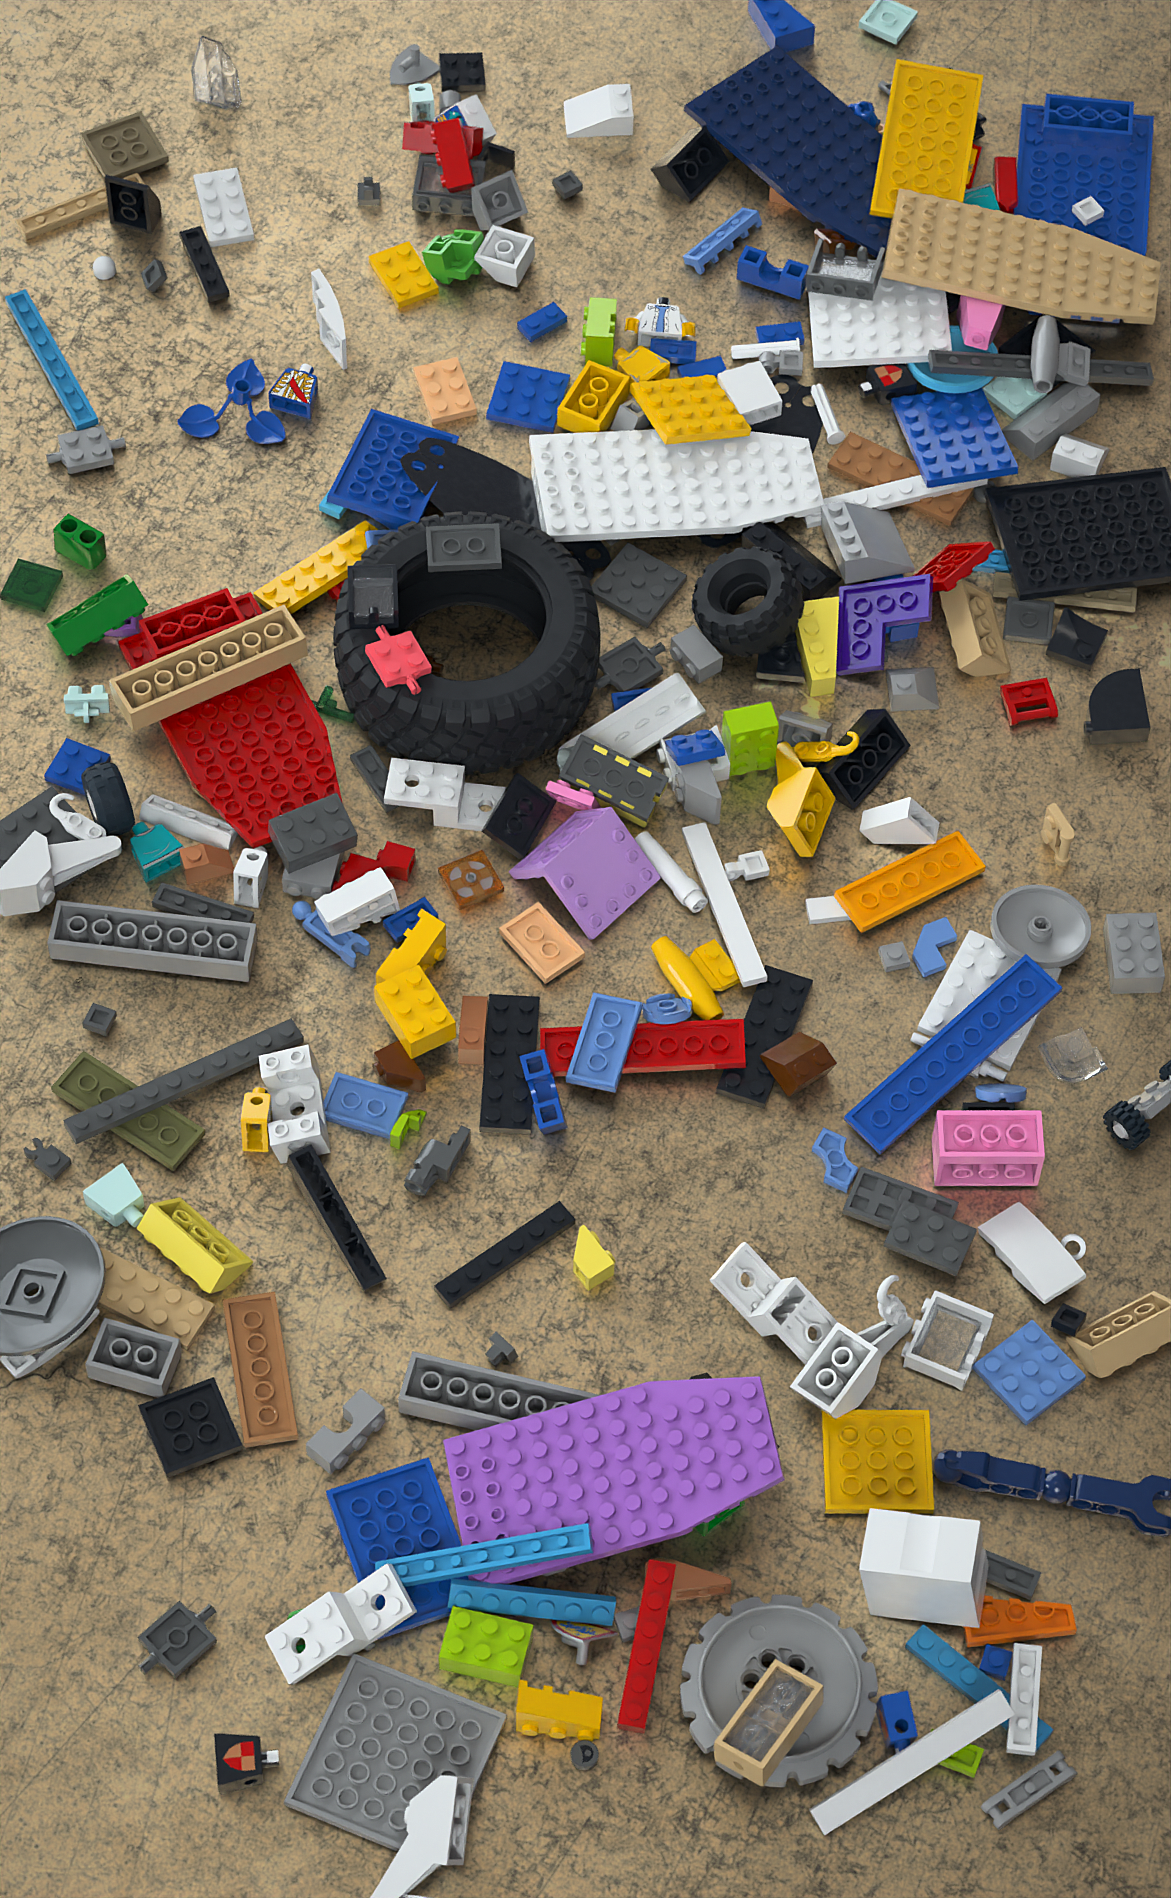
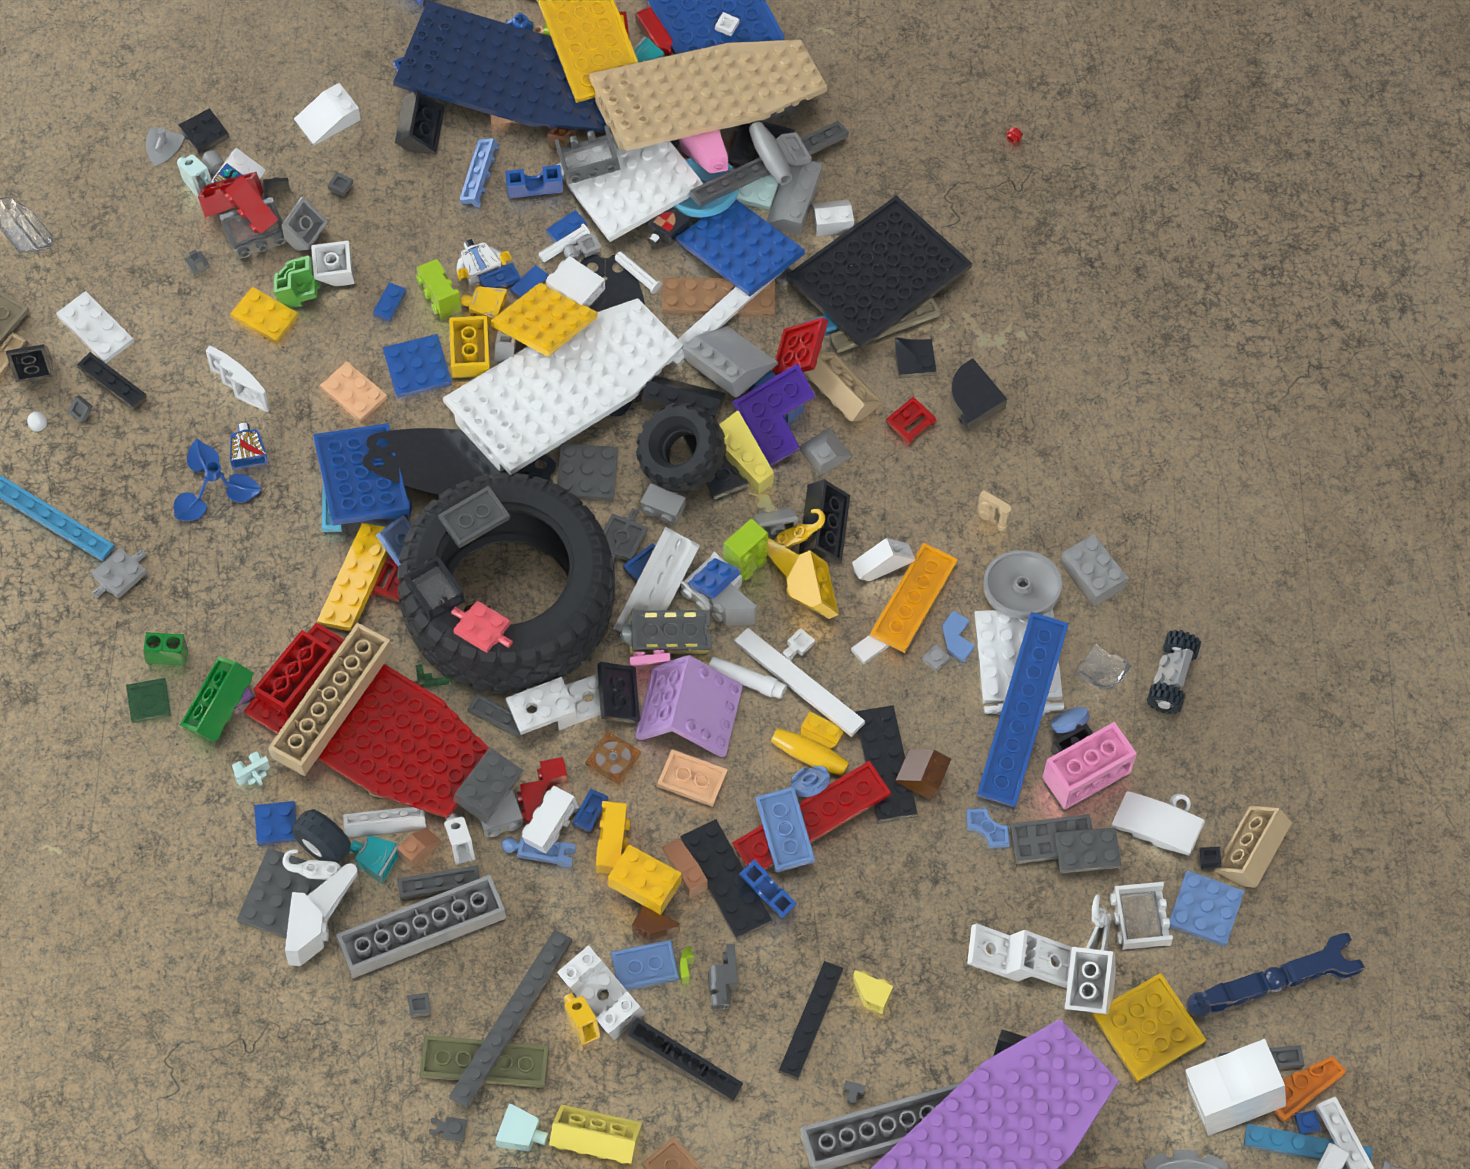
camera: 30 degrees left, 5 degrees up
(1028, 621) = (873, 359): dark grey tile -> none

